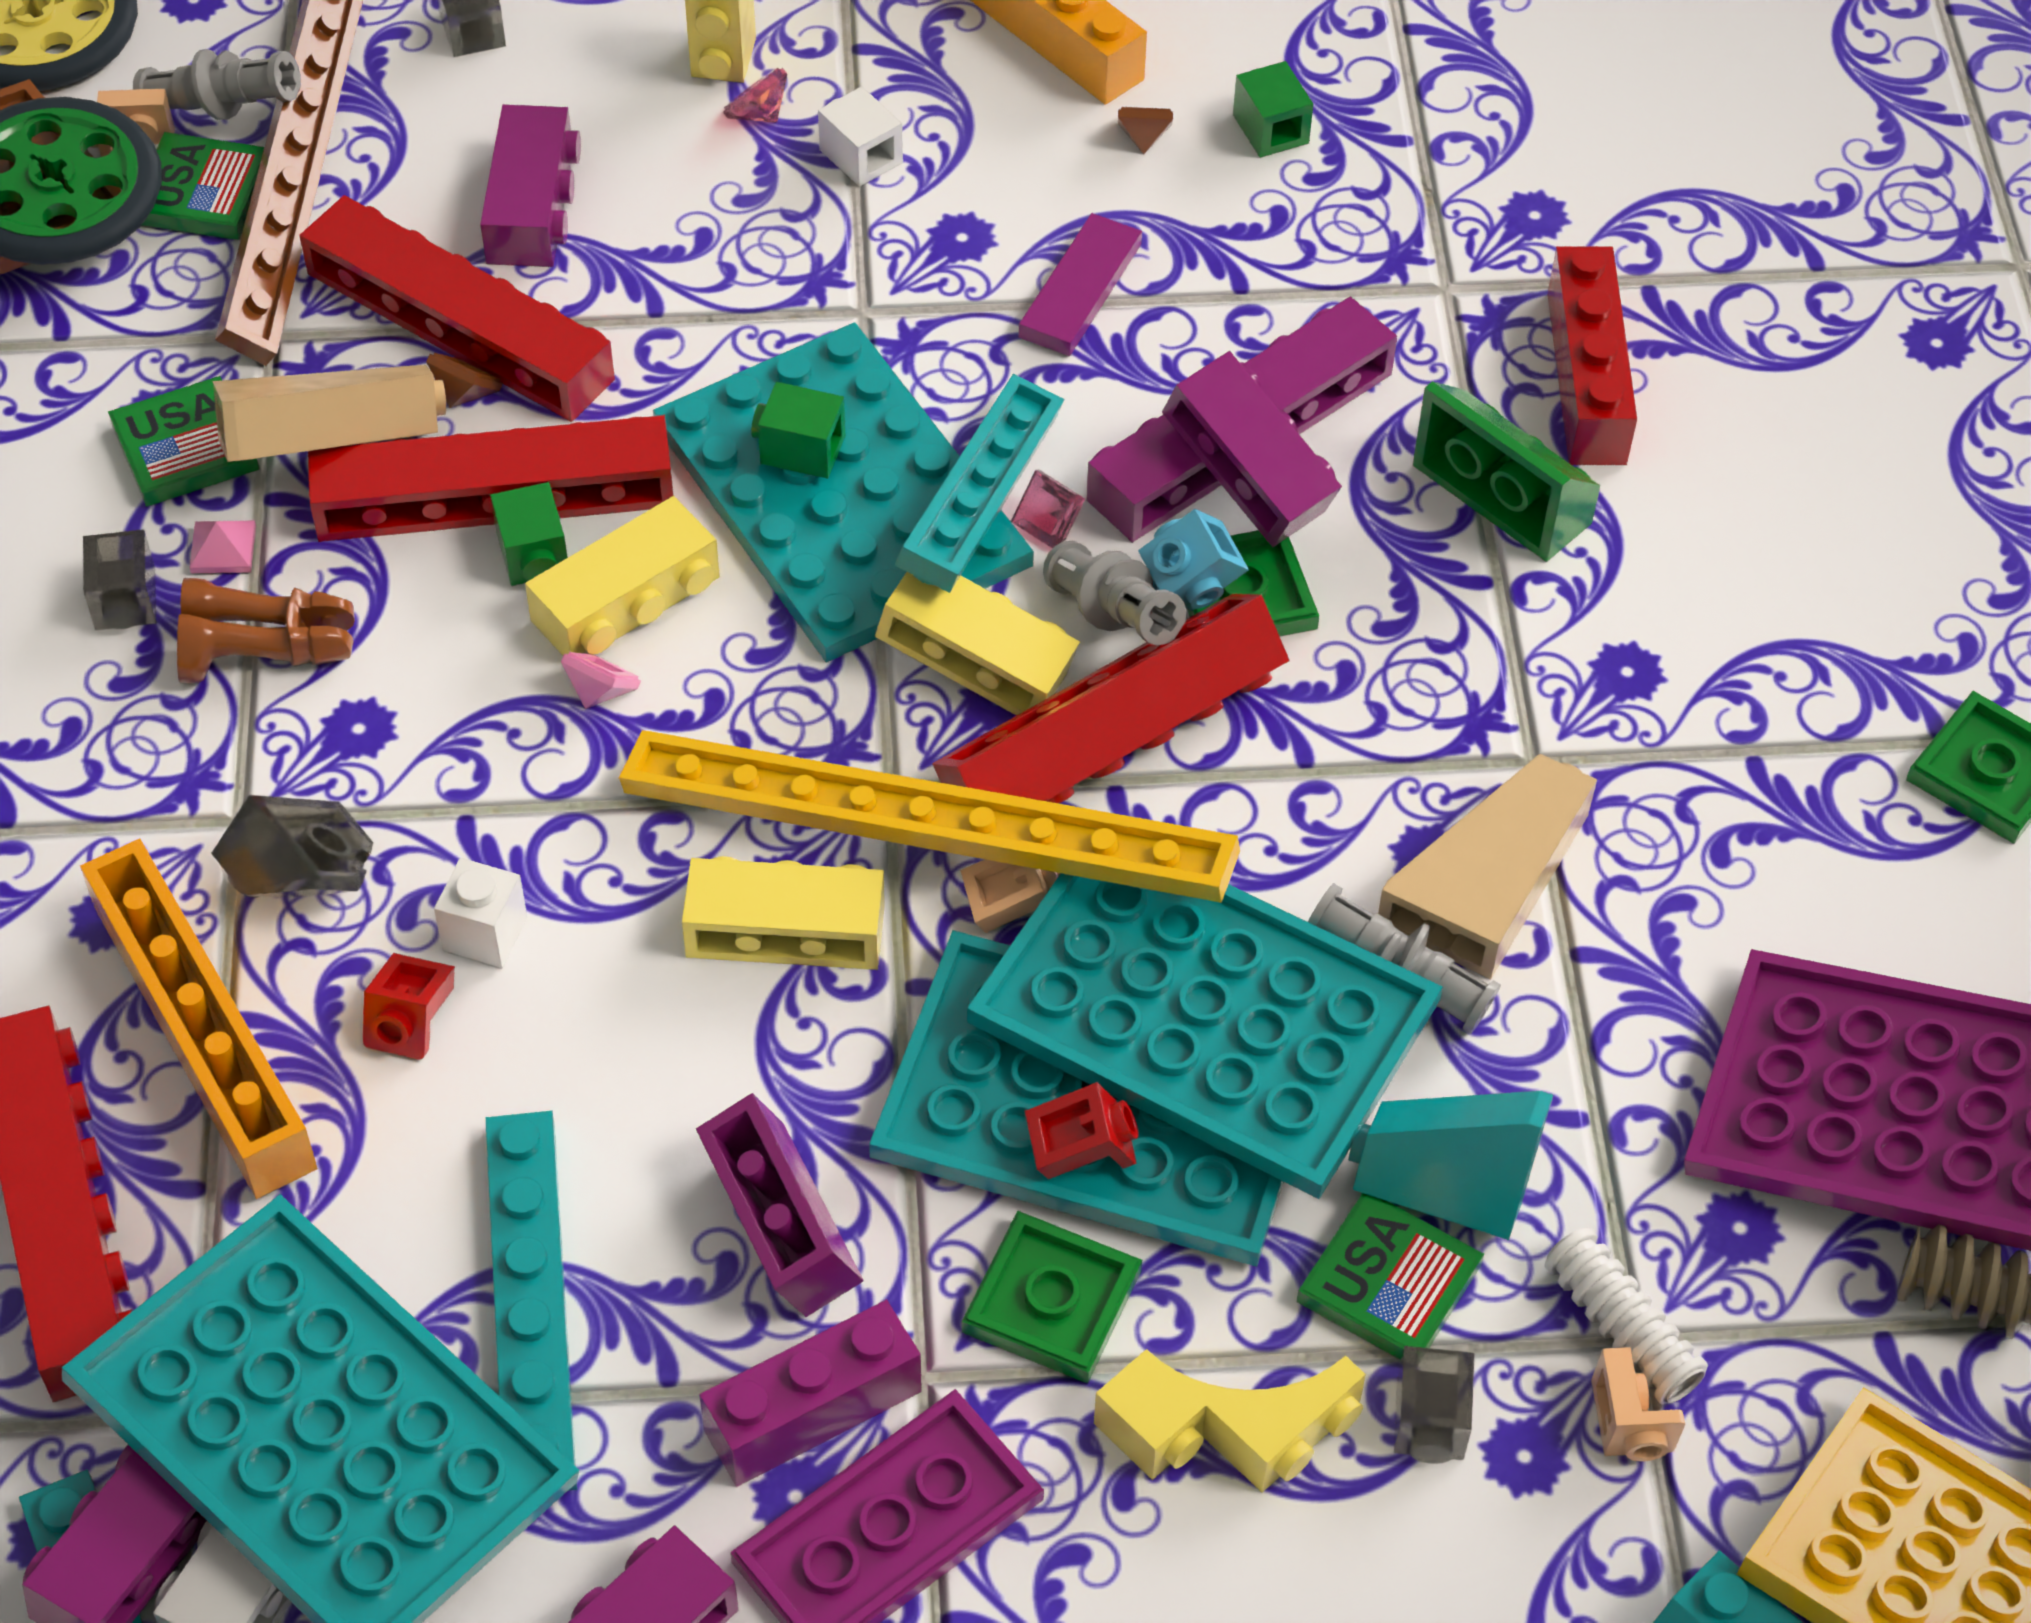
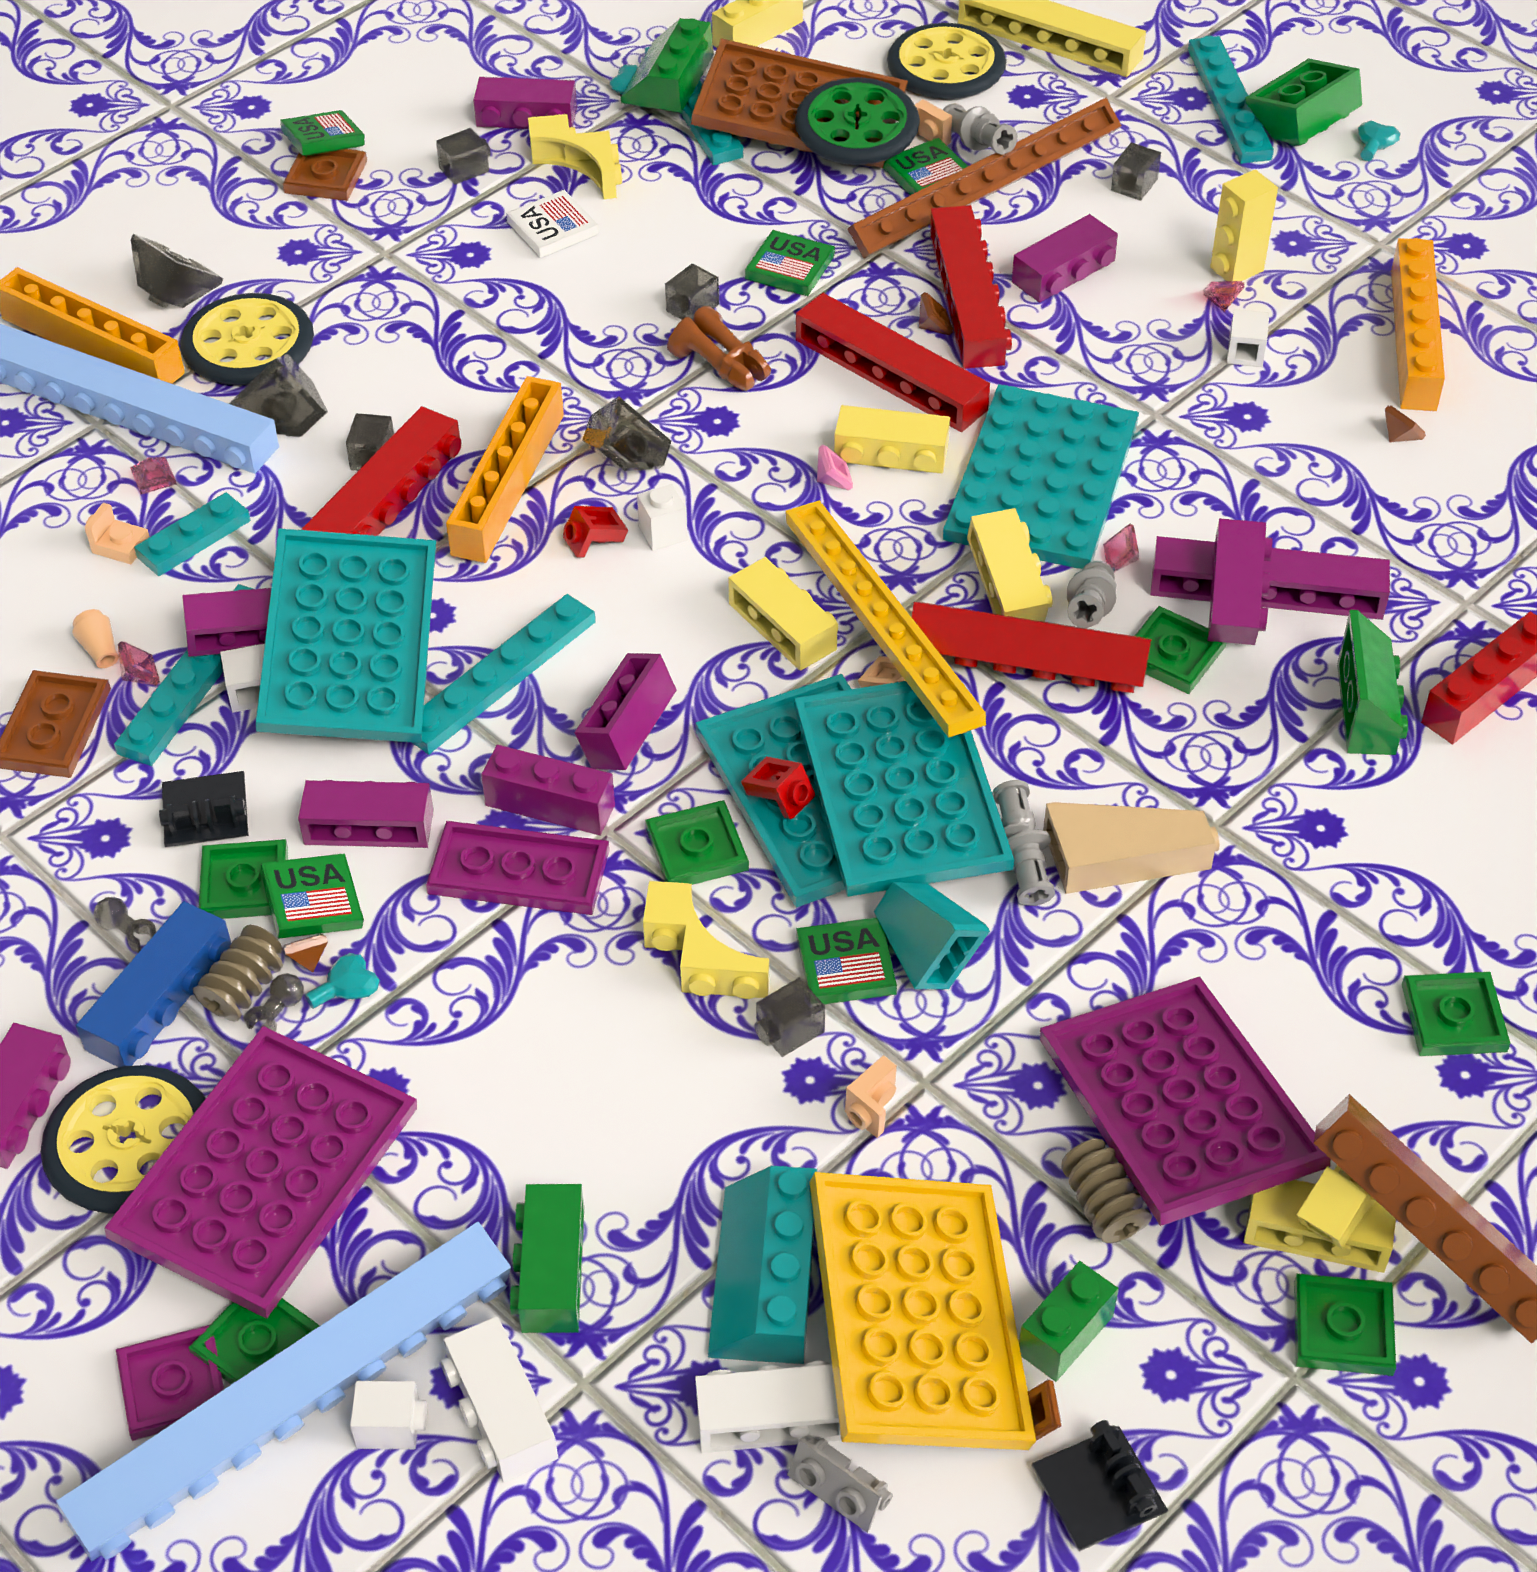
camera: 50 degrees right, 5 degrees down
(222, 546) = (753, 314): bright pink slope -> none
(325, 410) = (846, 280): tan slope -> none
(528, 531) = (878, 388): green brick -> none
(800, 429) = (1040, 429): green brick -> none
(979, 484) = (1090, 504): teal plate -> none
(1080, 284) = (1274, 472): magenta tile -> none
(1193, 559) = (1145, 607): medium azure brick -> none
(1272, 109) = (1477, 461): green brick -> none
(1625, 1314) = (924, 1063): white piece -> none

